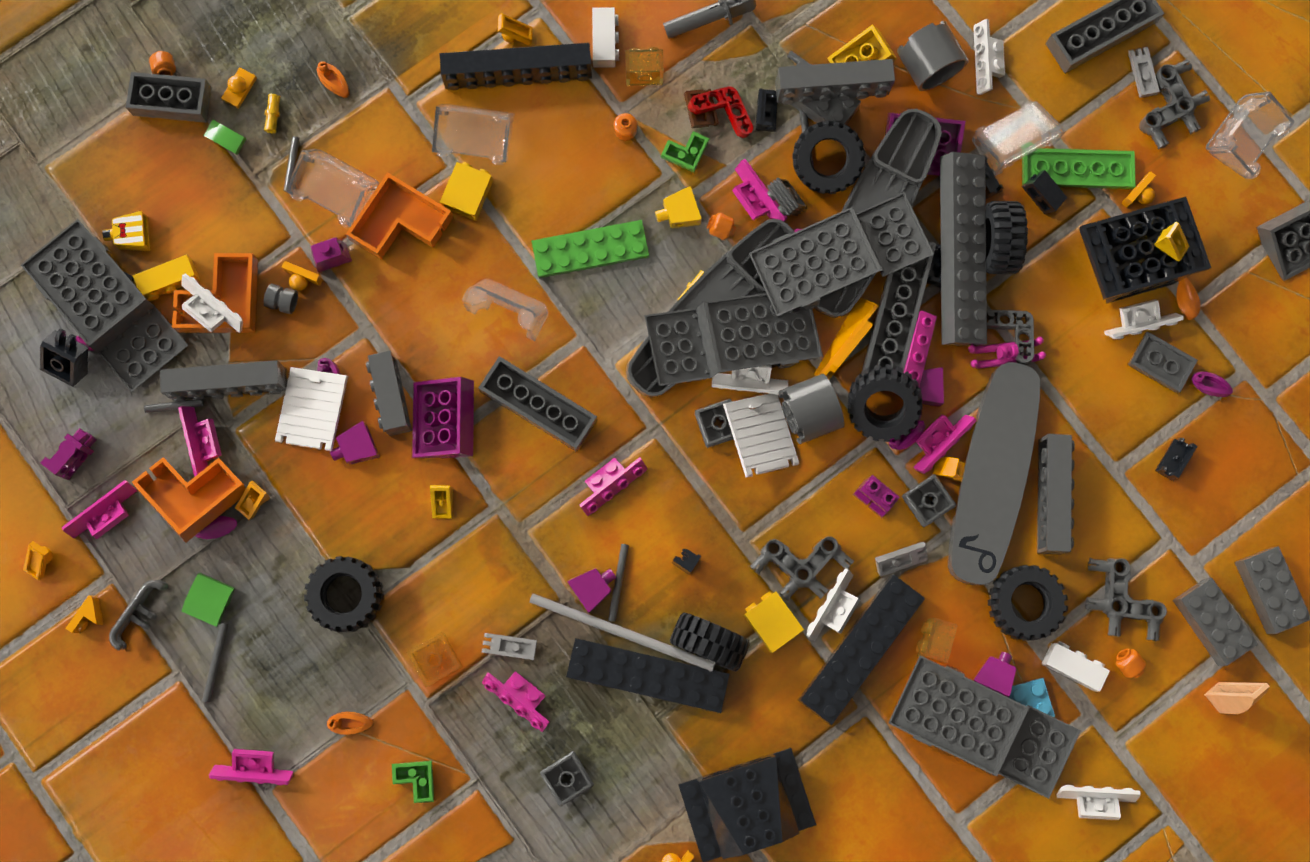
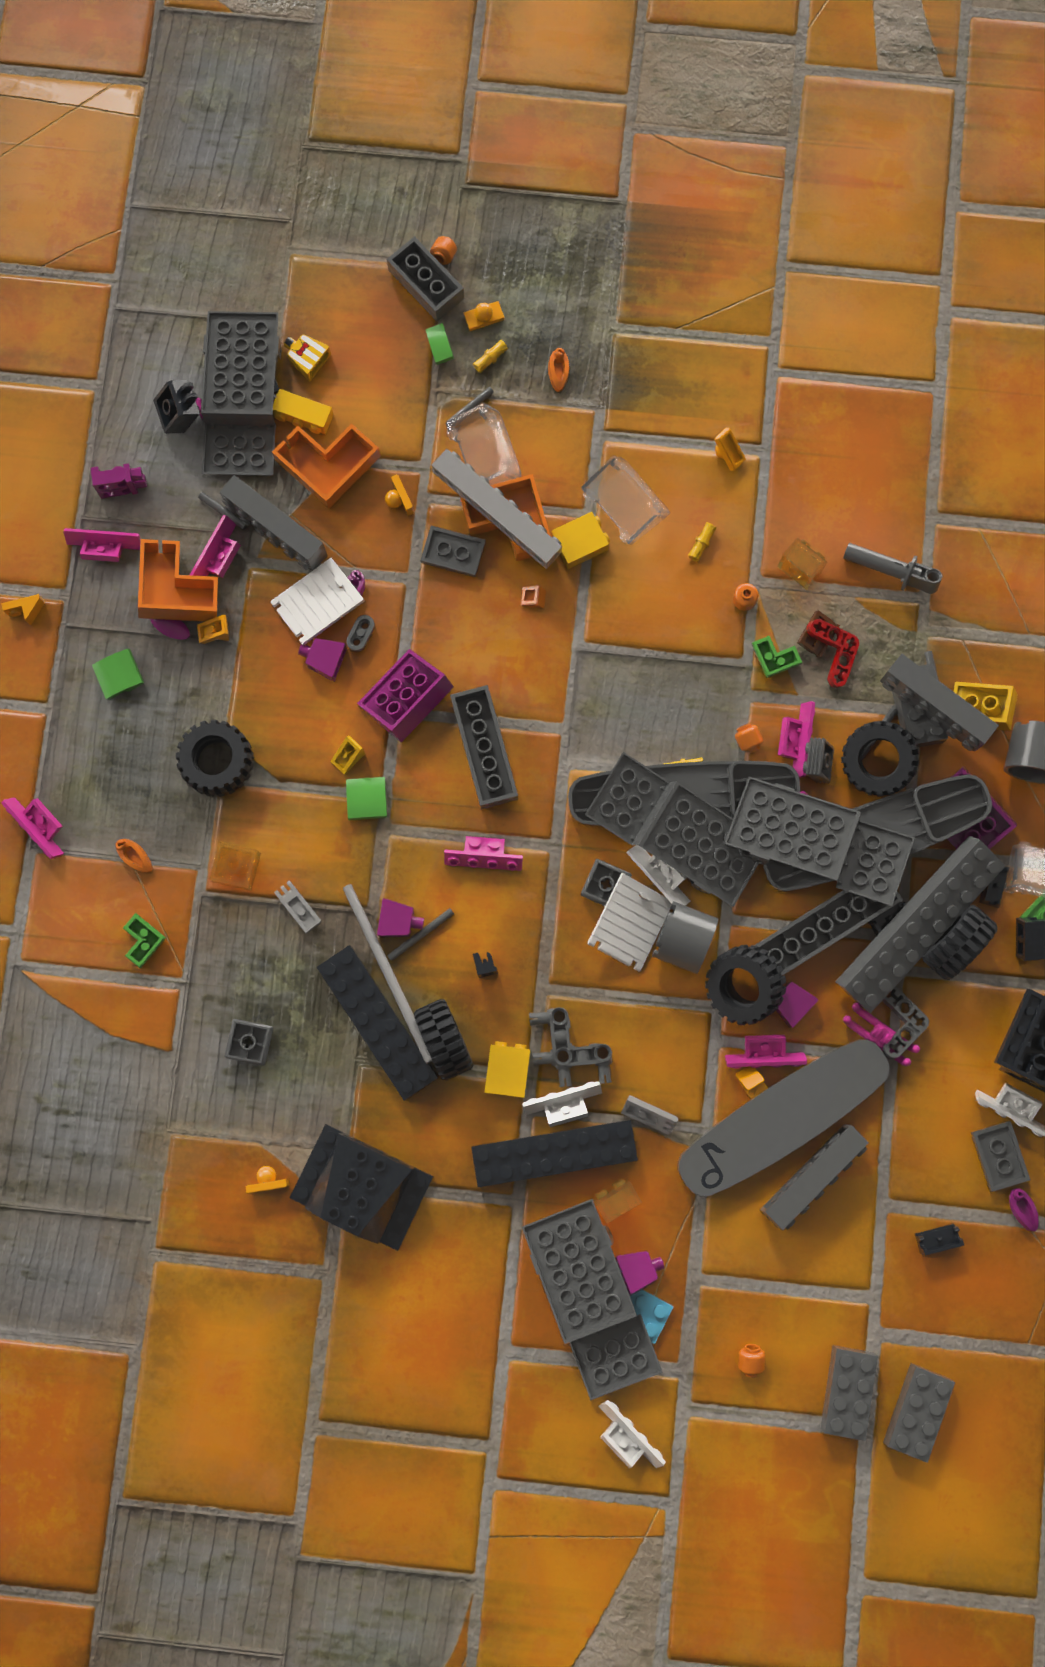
camera: 50 degrees right, 0 degrees up
(36, 560) = (27, 536): light orange tile -> none
(129, 613) = (58, 632): dark grey piece -> none
(206, 308) = (307, 459): white bracket -> none
(215, 662) = (81, 724): dark grey bar -> none
(284, 299) = (369, 500): dark grey wheel -> none
(330, 254) = (434, 498): magenta torso -> none
(366, 404) = (360, 634): none -> dark grey plate
(379, 281) = (453, 551): none -> dark grey plate
(384, 220) = (496, 508): none -> light grey brick
(389, 393) = (382, 640): dark grey brick -> none
(470, 263) = (533, 597): none -> orange slope
(485, 520) = (366, 798): none -> bright green slope
(516, 66) = (704, 478): black brick -> none
(520, 696) = (272, 950): dark pink bracket -> none
(531, 311) = (543, 673): clear windscreen -> none
(556, 114) = (702, 541): none -> yellow pin
(590, 248) = (633, 666): bright green plate -> none
(605, 37) = (794, 514): white brick -> none
(680, 209) = (728, 697): yellow torso -> none
(766, 110) = (867, 680): black hinge -> none
(848, 337) = (766, 911): light orange wedge -> none
(880, 494) = (676, 1050): magenta hips -> none
(908, 440) = (743, 1030): magenta arm -> none
(920, 345) = (815, 967): dark pink bracket -> none
(929, 488) = (722, 1082): dark grey brick -> none
(1052, 599) = (742, 1238): black tyre -> none
(1076, 666) = (706, 1322): white brick -> none
(1116, 591) = (793, 1295): dark grey pin -> none
(1236, 697) = (806, 1461): light nougat slope -> none

